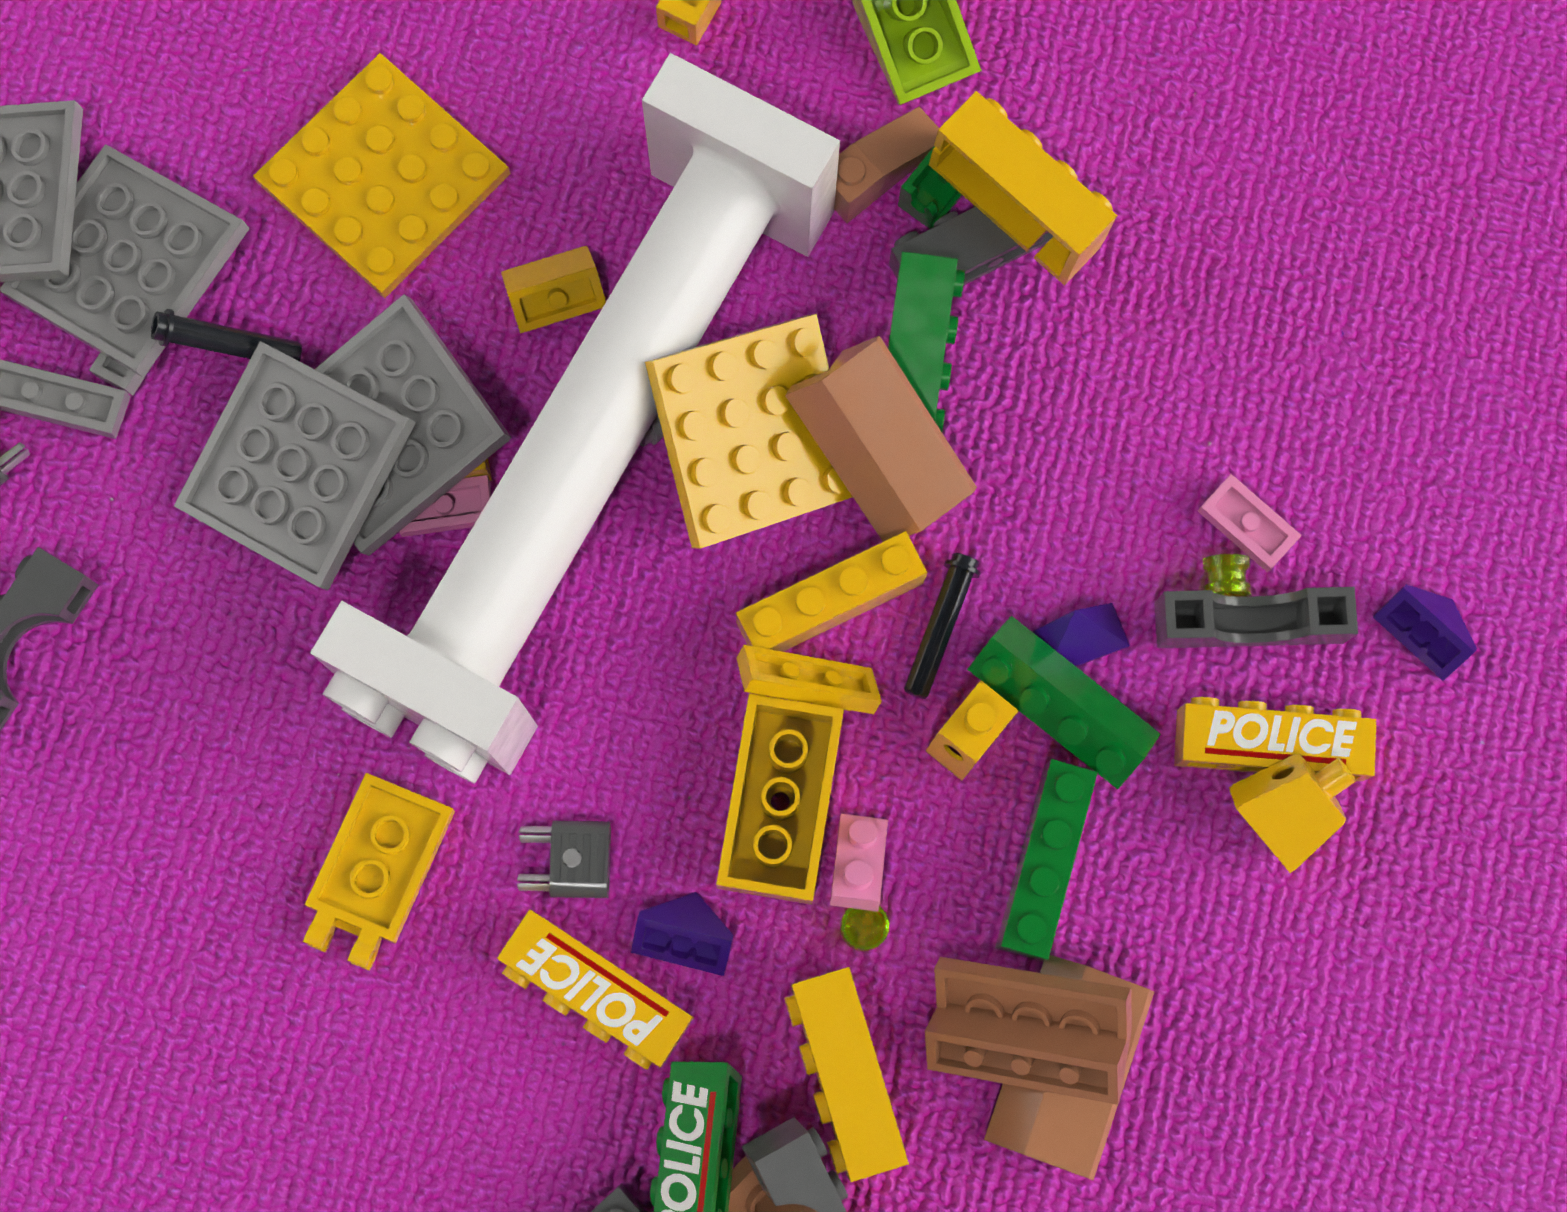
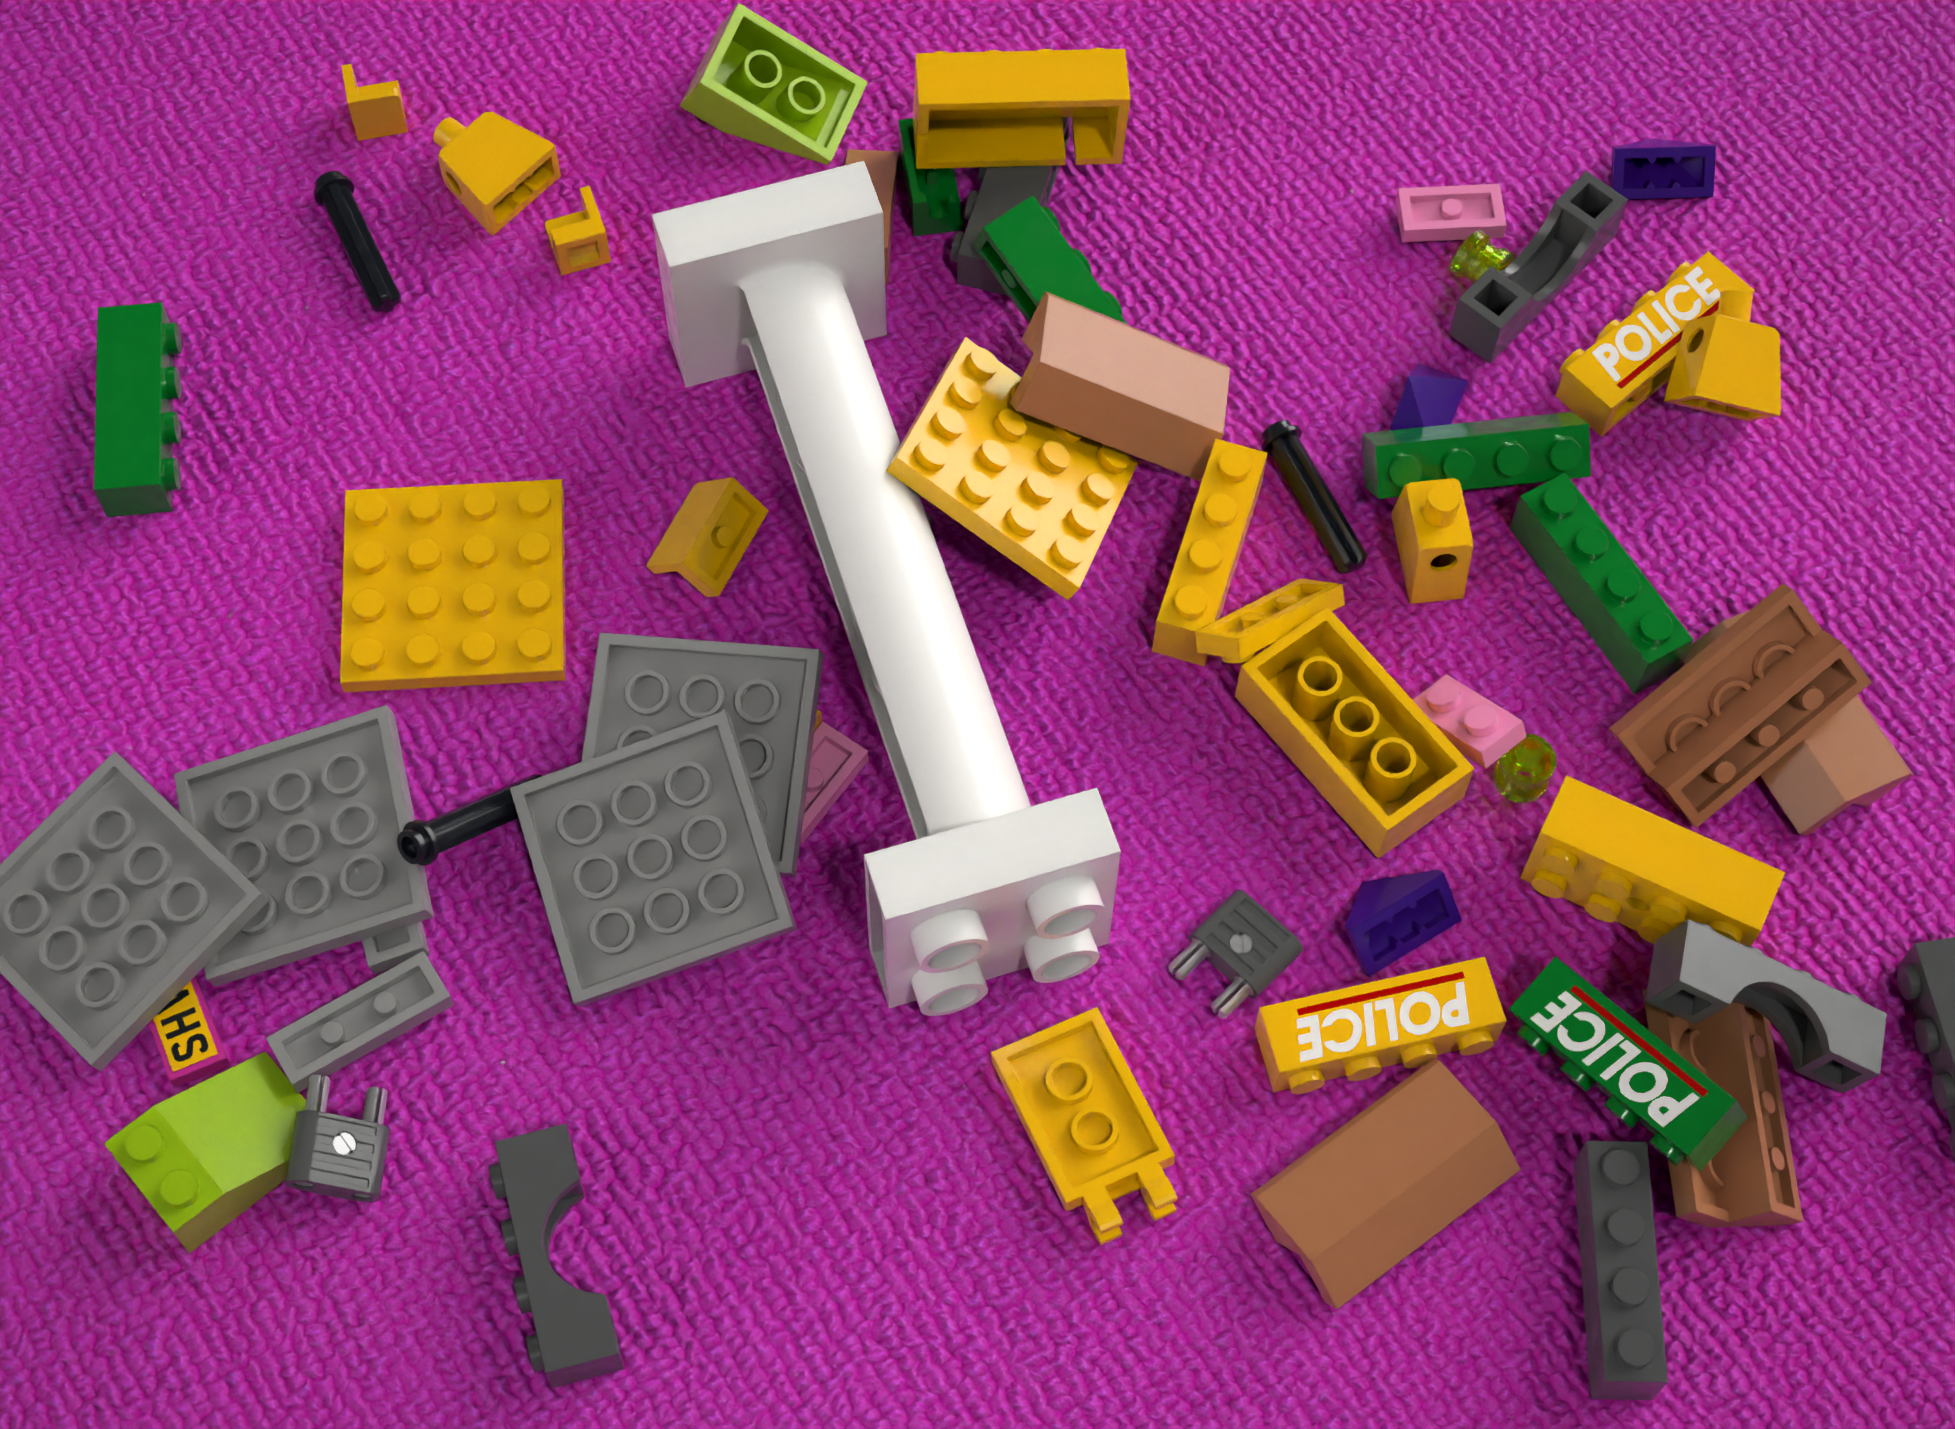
camera: 45 degrees left, 15 degrees down
(494, 1081) = (1386, 1182): none -> nougat slope

